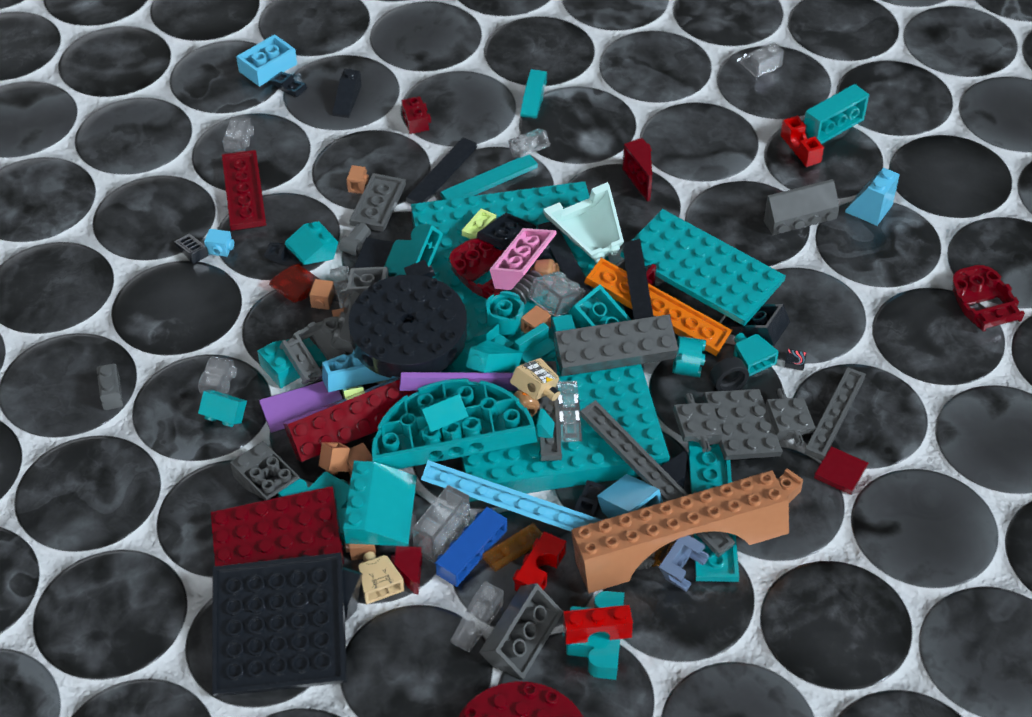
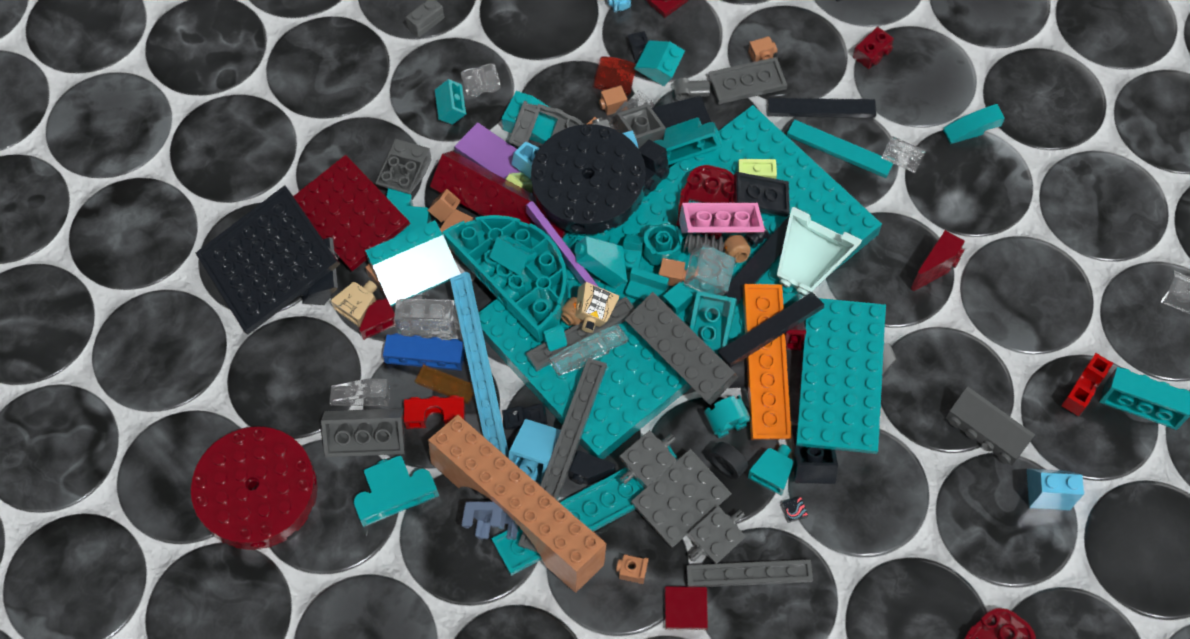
camera: 60 degrees right, 15 degrees up
(582, 623) = (386, 483): red arch -> none

